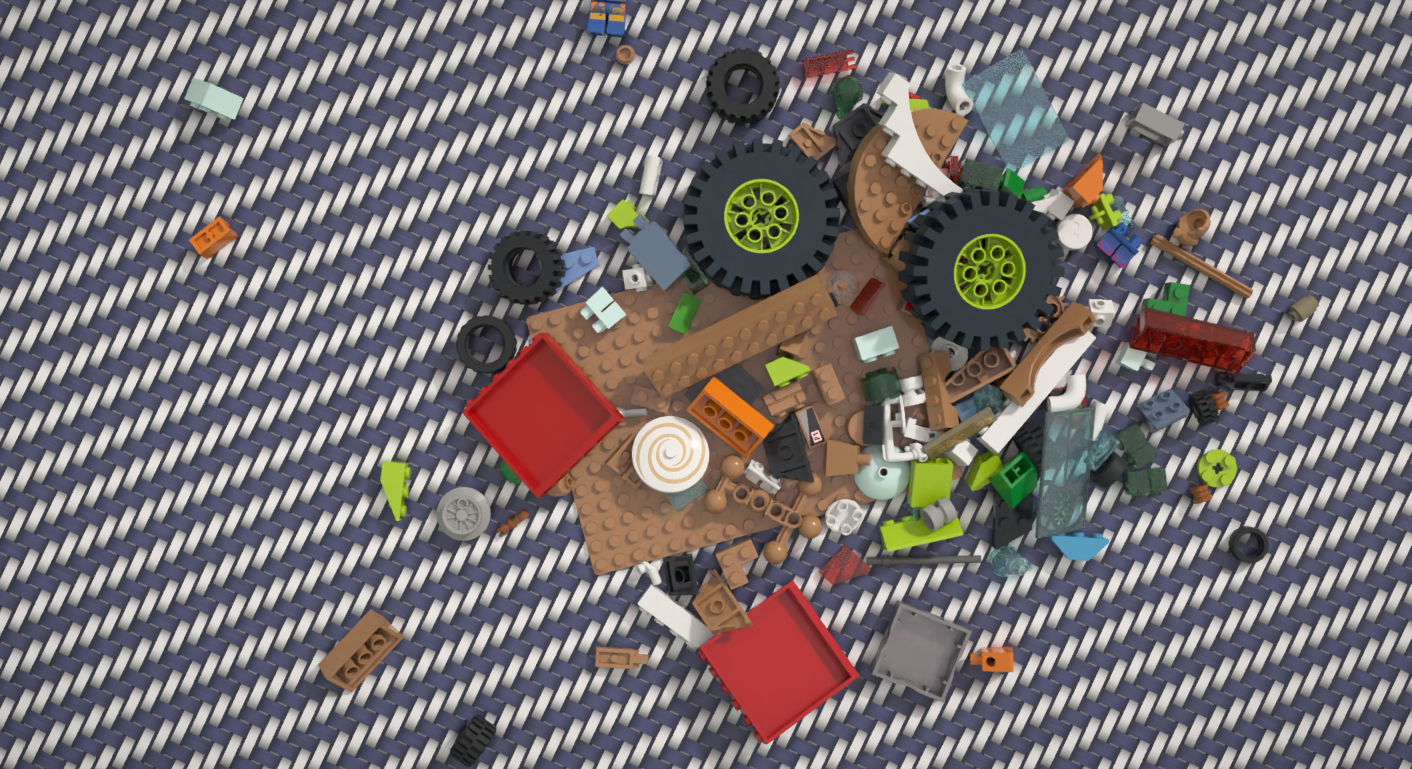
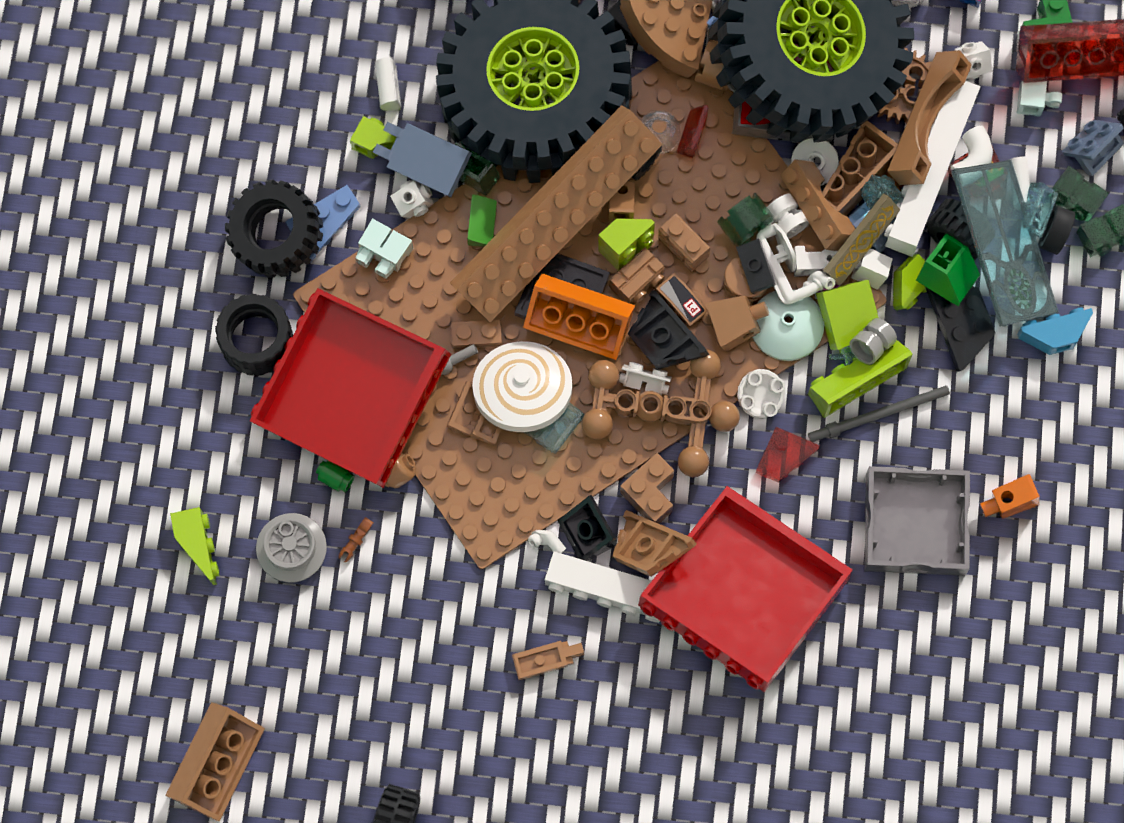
camera: 10 degrees left, 15 degrees down
(875, 343) = (721, 175): light aqua brick -> none
(1008, 562) = (983, 380): clear light blue hair -> none

